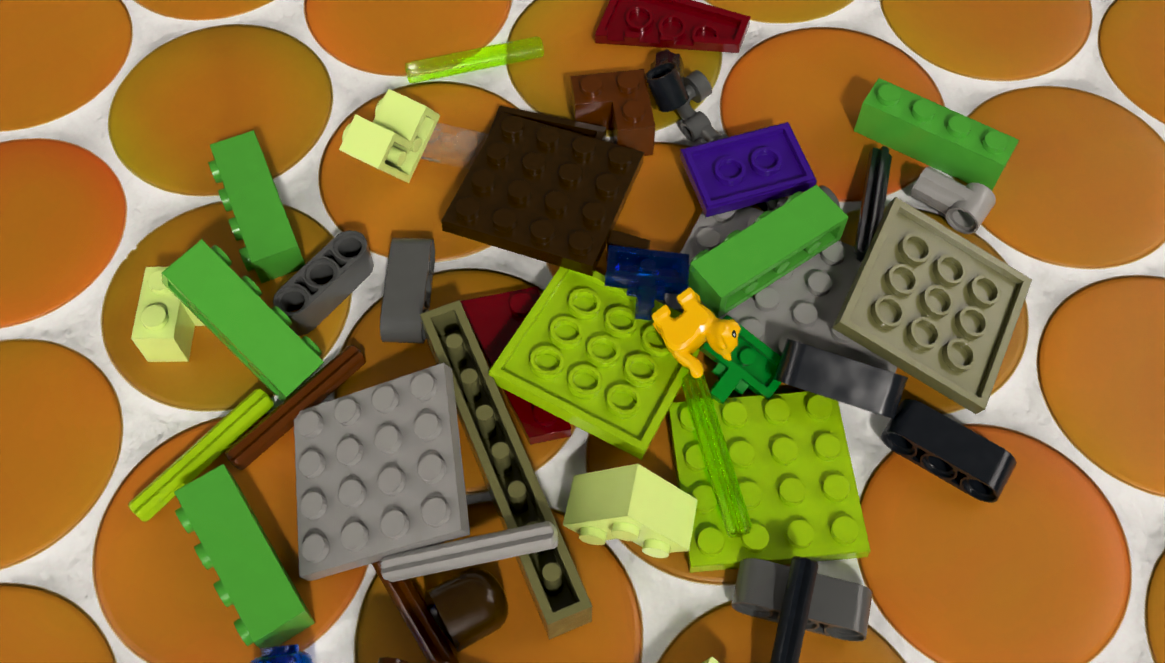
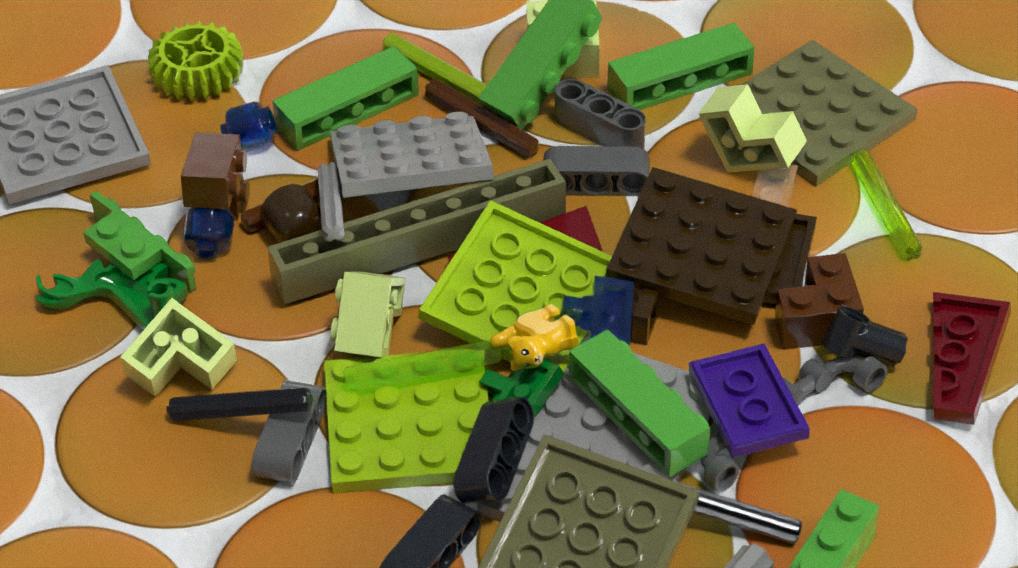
camera: 90 degrees right, 15 degrees down
(316, 96) = (833, 105): none -> olive plate

